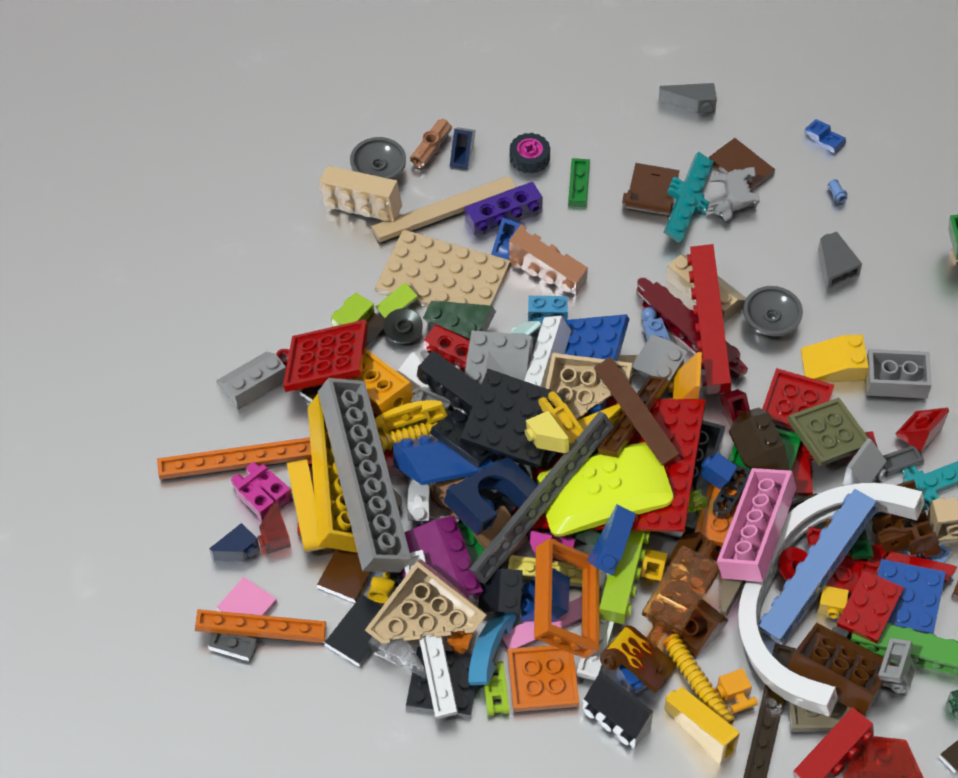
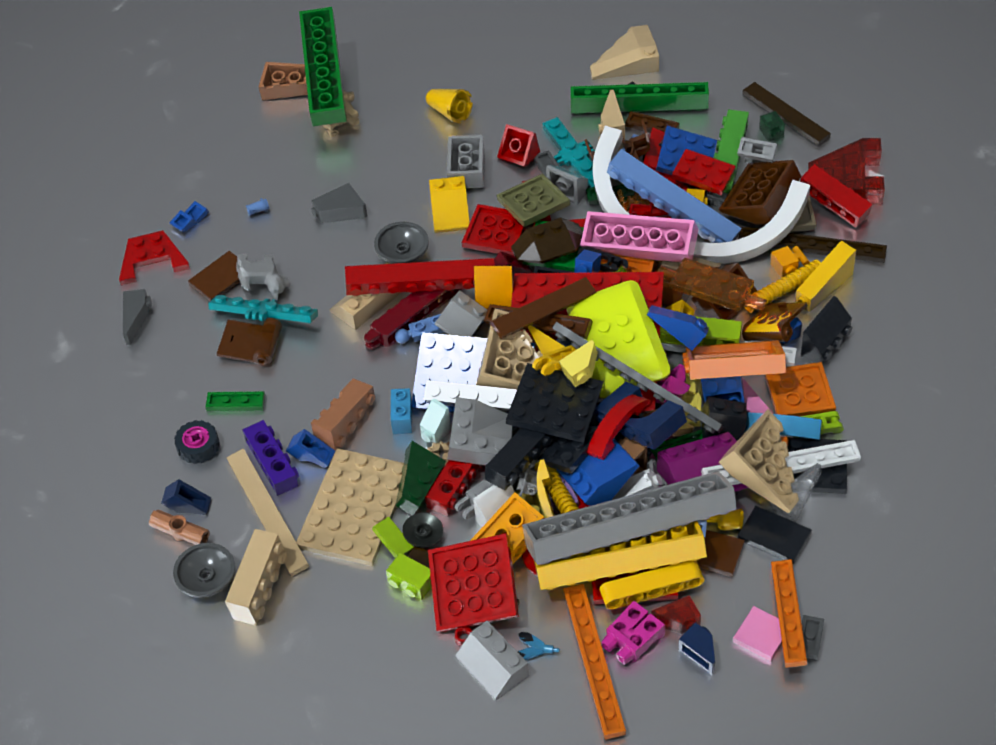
camera: 90 degrees left, 5 degrees down
(263, 415) = (536, 646): none -> dark azure piece
(482, 467) = (612, 423): none -> red slope
(780, 105) = (149, 250): none -> red wing

